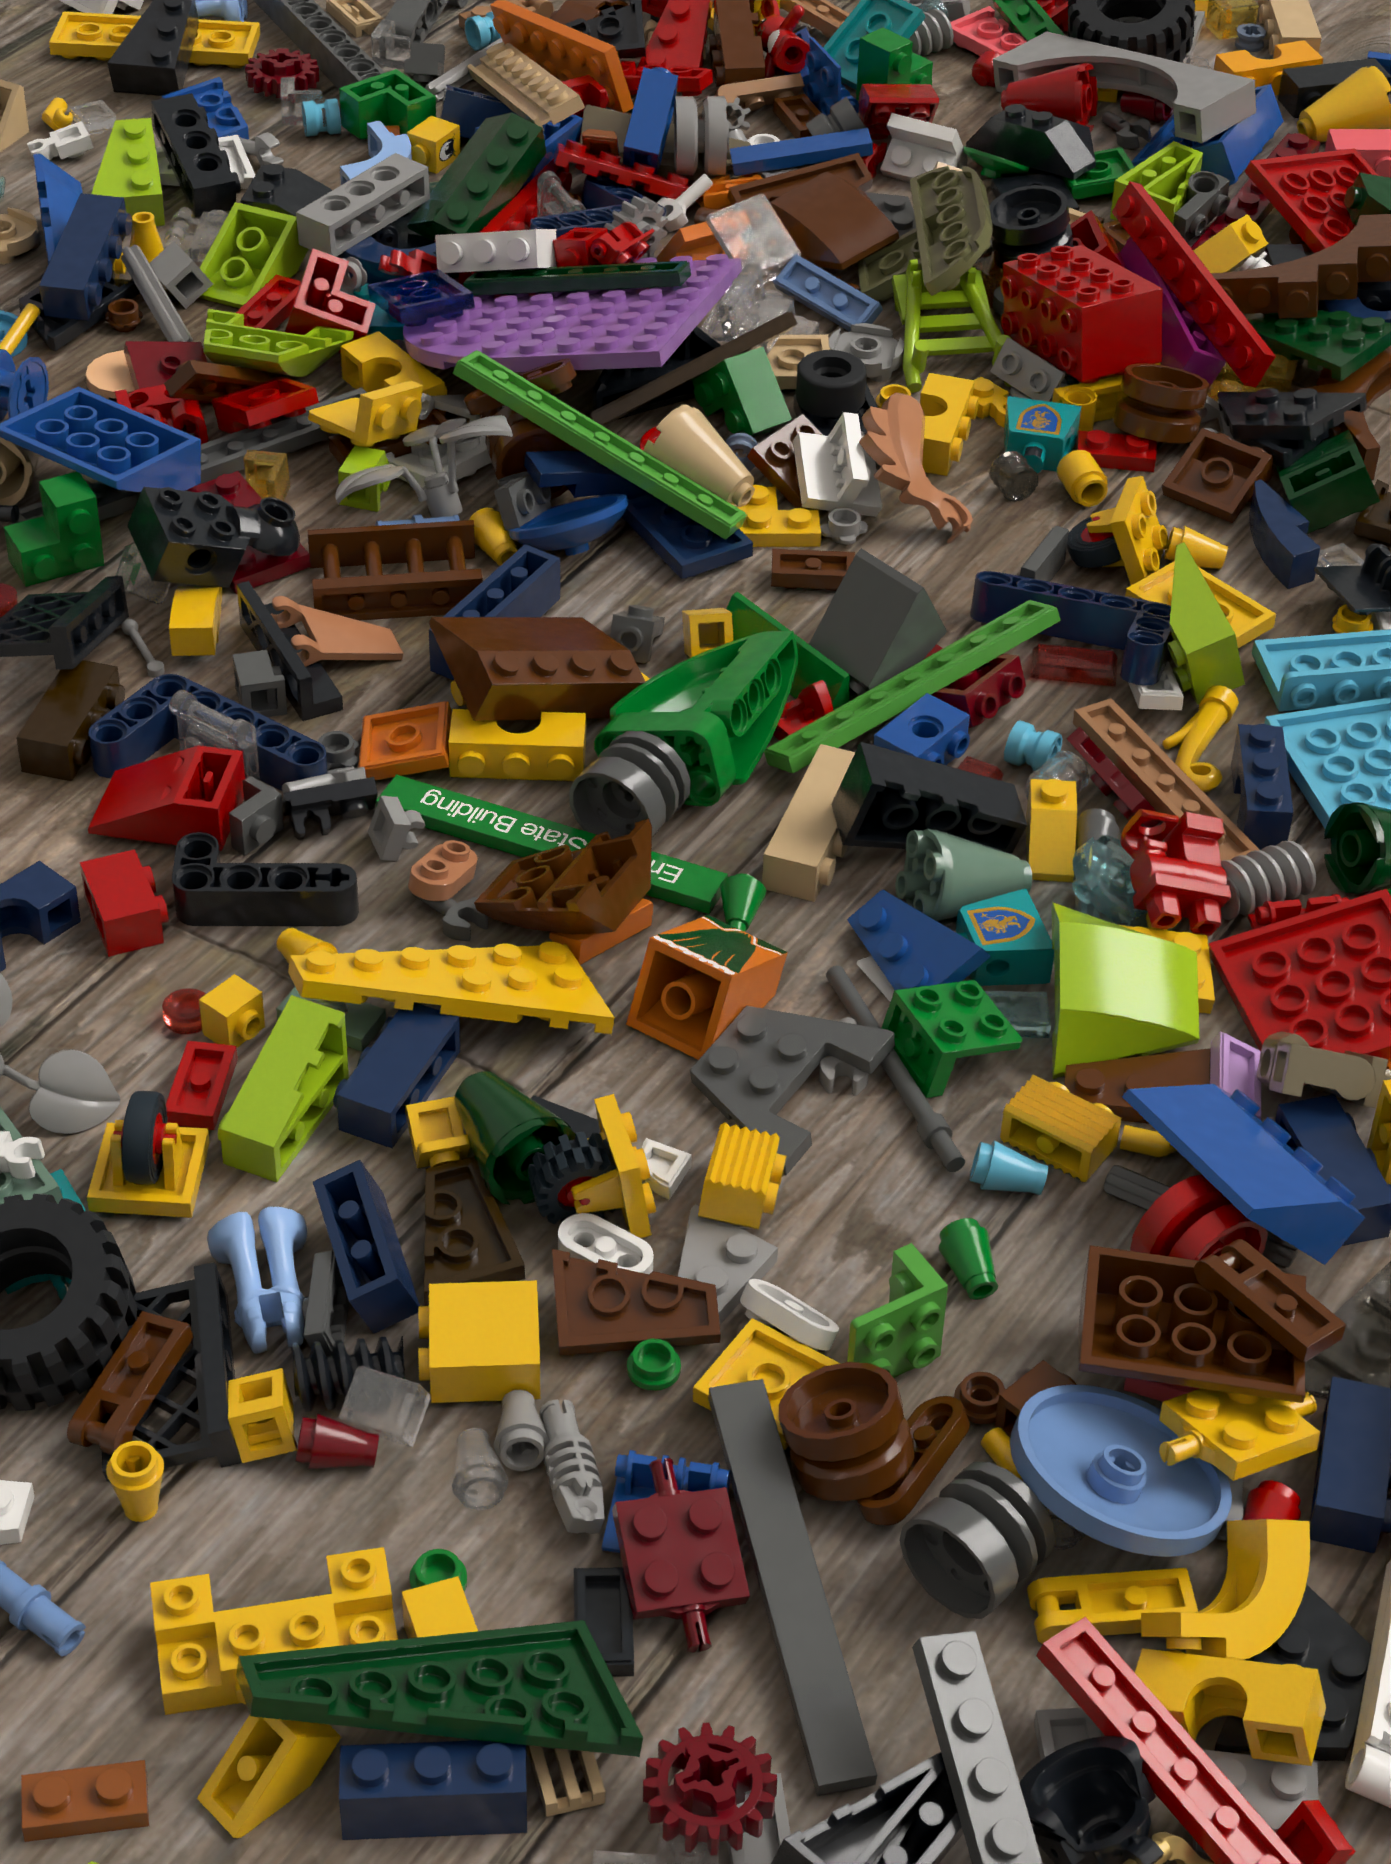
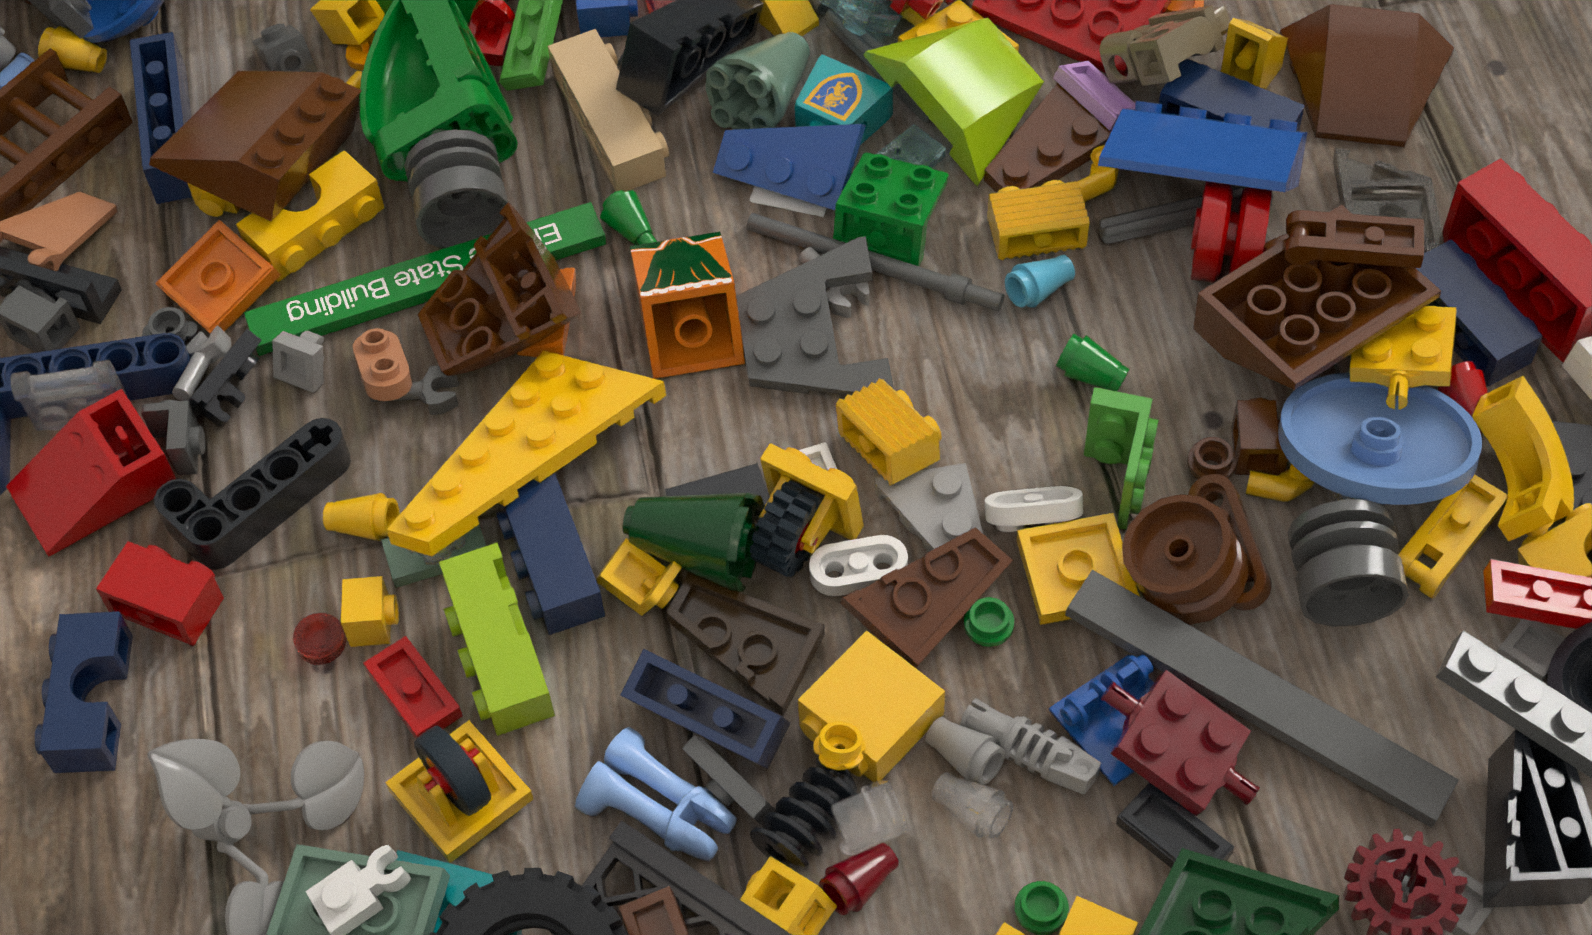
camera: 40 degrees left, 15 degrees up
(412, 1330) = (840, 746): none -> yellow plate

